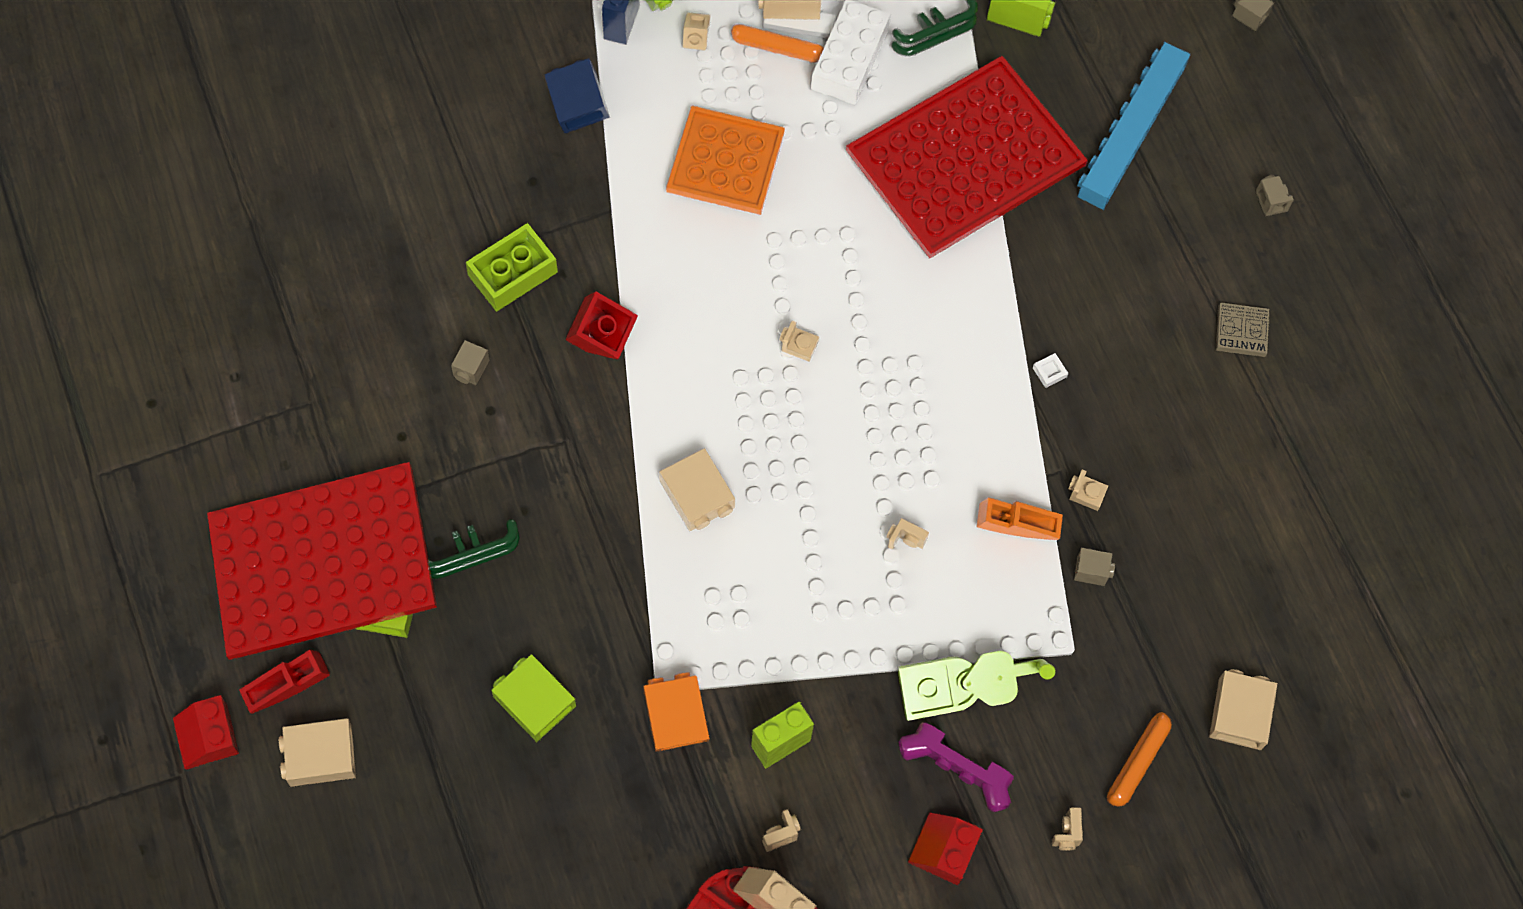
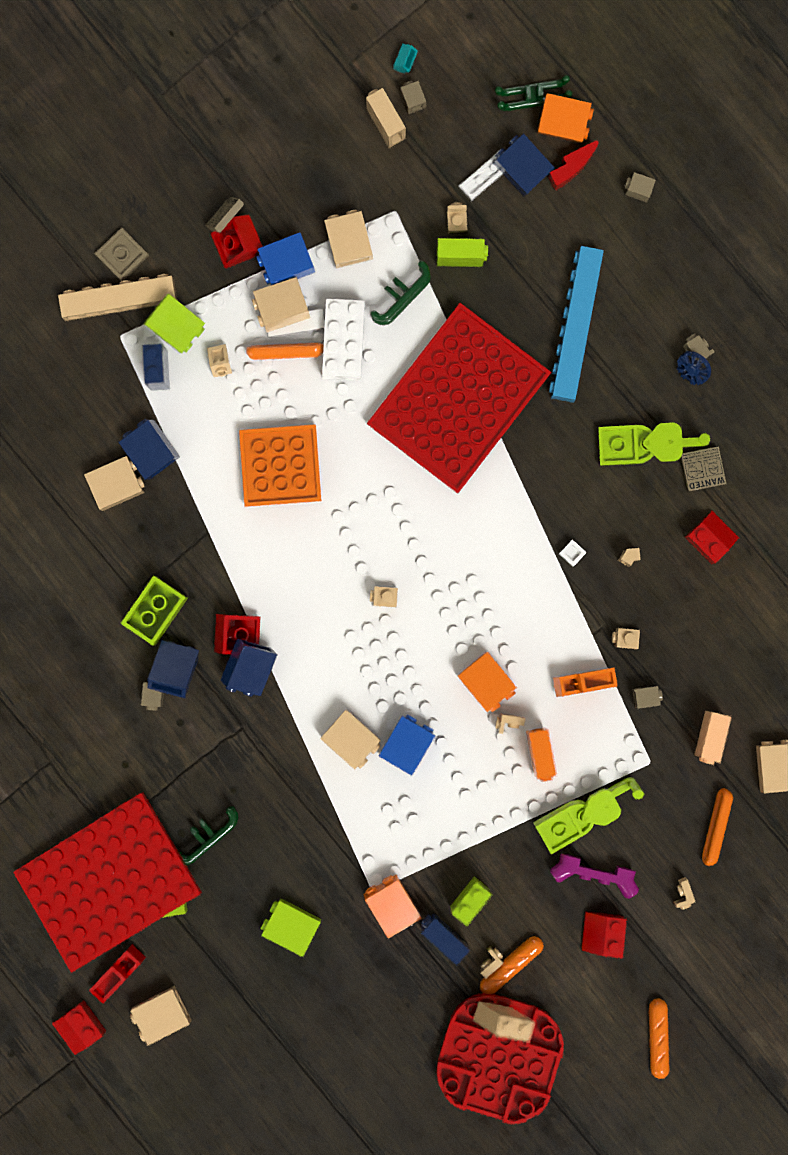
camera: 15 degrees left, 20 degrees up
(507, 337) = (173, 669): none -> dark blue brick
(521, 120) = (114, 483): none -> tan brick
(601, 364) = (248, 667): none -> dark blue brick
(730, 773) = (444, 938): none -> dark blue brick
(766, 519) = (407, 744): none -> blue brick
(809, 848) = (512, 965): none -> orange piece
(894, 479) = (487, 682): none -> orange brick
(936, 581) = (541, 754): none -> orange brick
(1121, 394) = (629, 556): none -> tan piece
(1154, 268) = (624, 443): none -> lime plate
(1165, 637) = (712, 737): none -> light nougat brick
(1229, 408) = (712, 538): none -> red slope
(1263, 210) = (694, 368): none -> dark blue wheel

